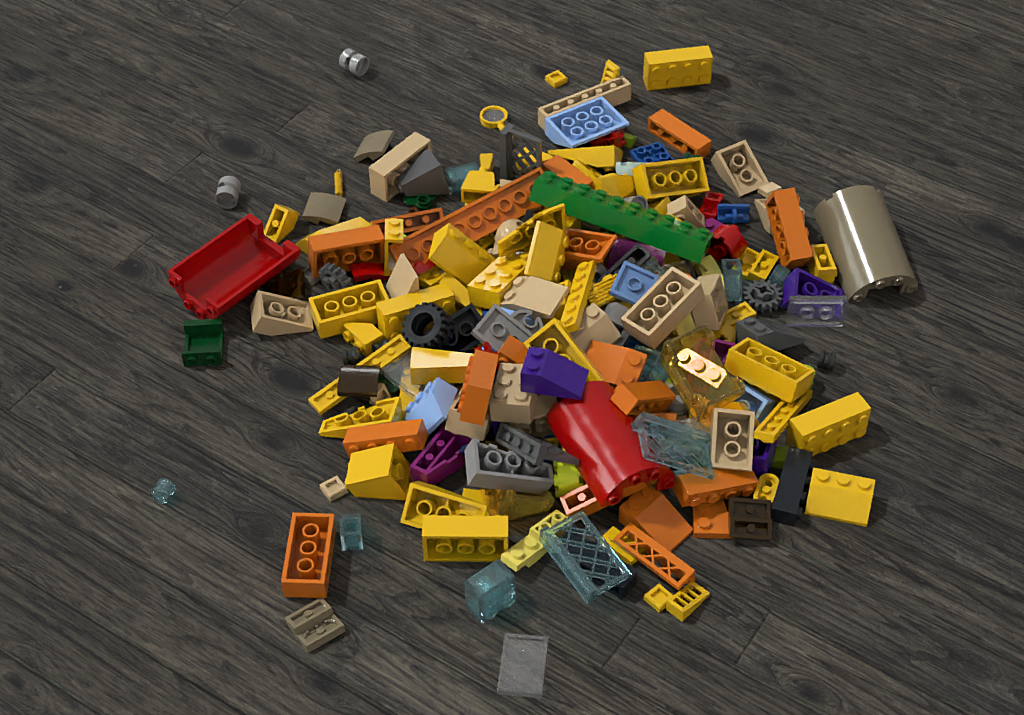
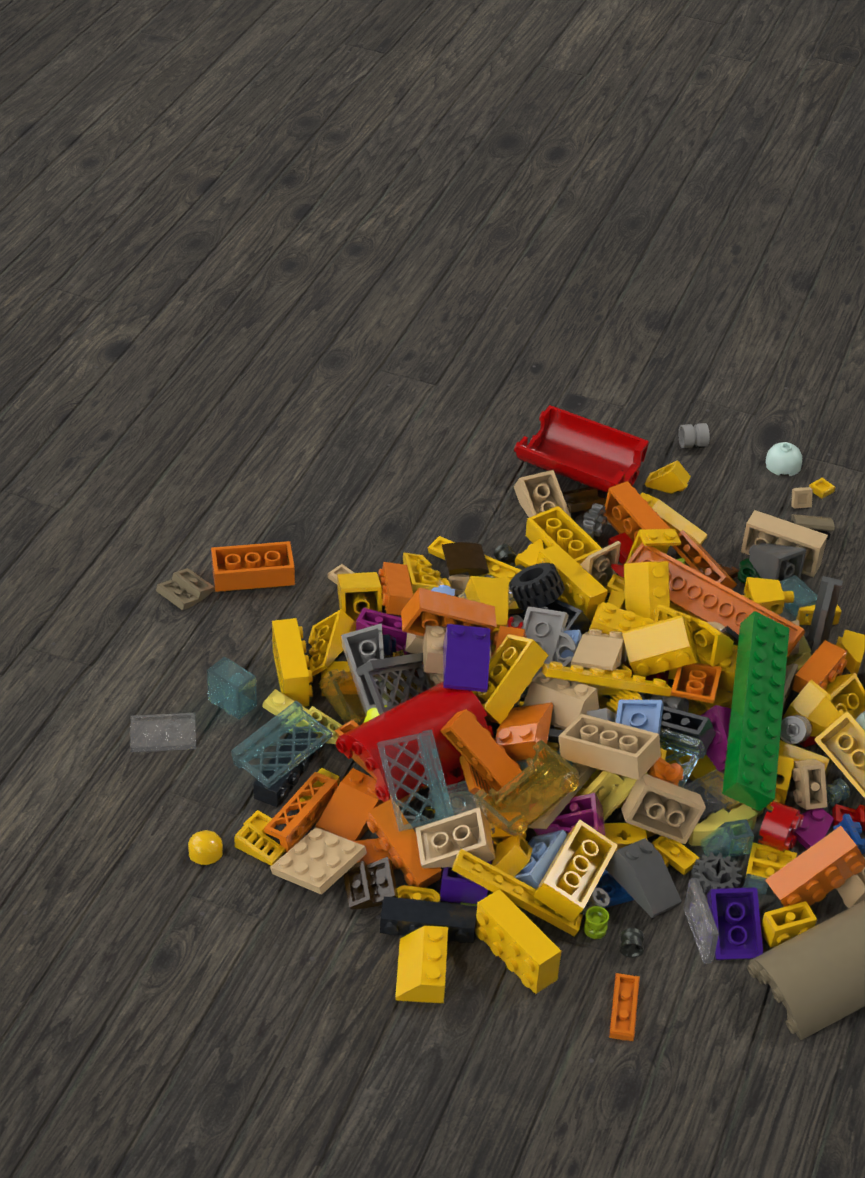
camera: 75 degrees right, 5 degrees down
(163, 490) = (308, 469): clear light blue wheel -> none
(203, 342) = (490, 462): dark green panel -> none
(279, 144) = (784, 459): none -> light aqua cylinder
(323, 132) = (822, 488): none -> yellow tile
(323, 208) = (705, 506): dark tan slope -> none
(336, 144) = (802, 497): none -> tan tile
(338, 184) = (746, 511): yellow piece -> none
(351, 531) = (289, 588): clear light blue slope -> none
(684, 642) = (205, 847): none -> yellow hair
(718, 553) = (318, 860): none -> tan plate
(884, 380) = (624, 1007): none -> orange tile

